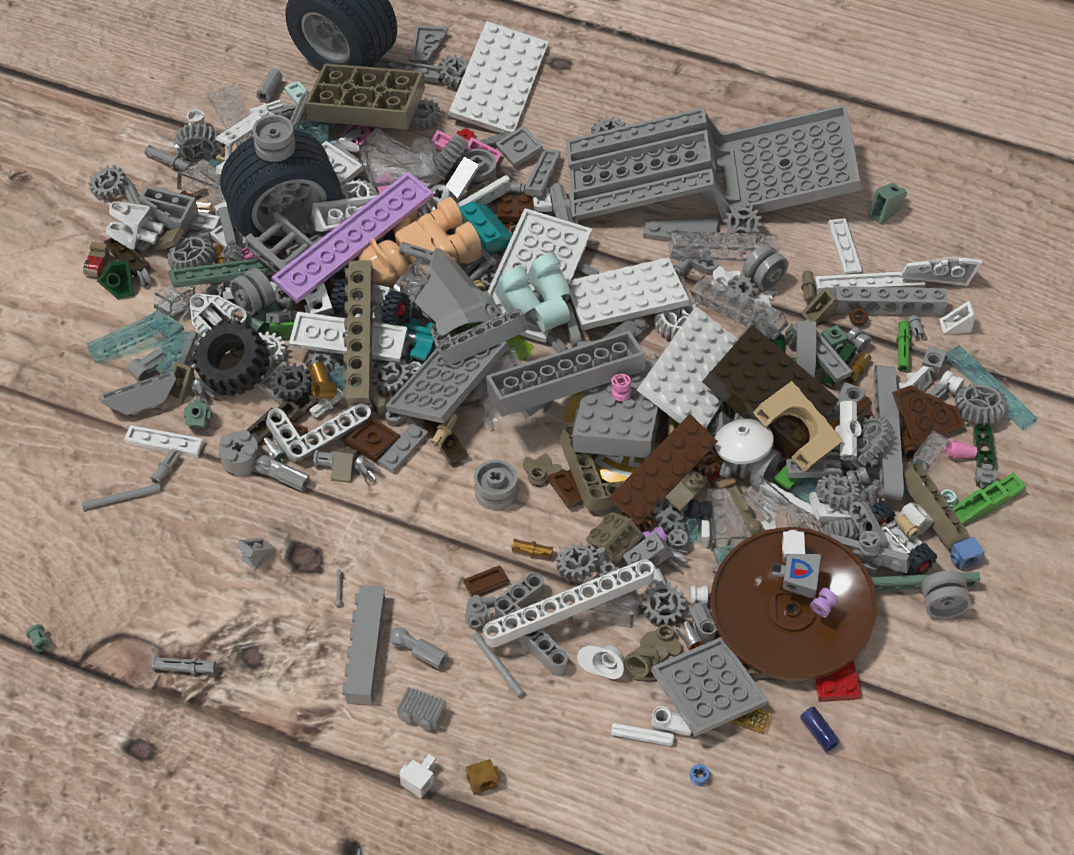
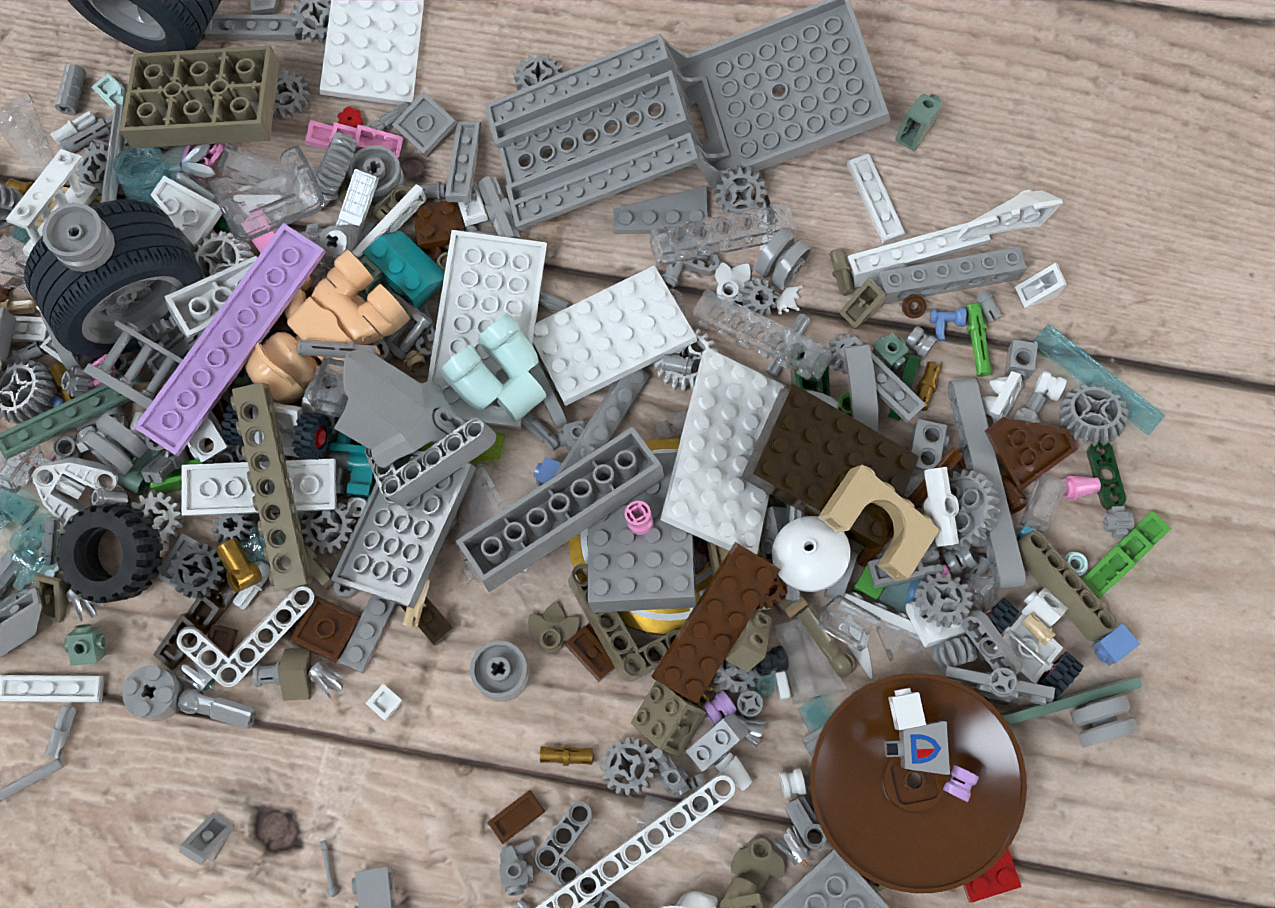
camera: 10 degrees left, 20 degrees up
(405, 491) = (384, 702): none -> white plate
(669, 608) = (754, 797): light grey gear -> none
(671, 316) = (678, 364): none -> light grey pin
(877, 327) = (939, 319): none -> medium blue piece

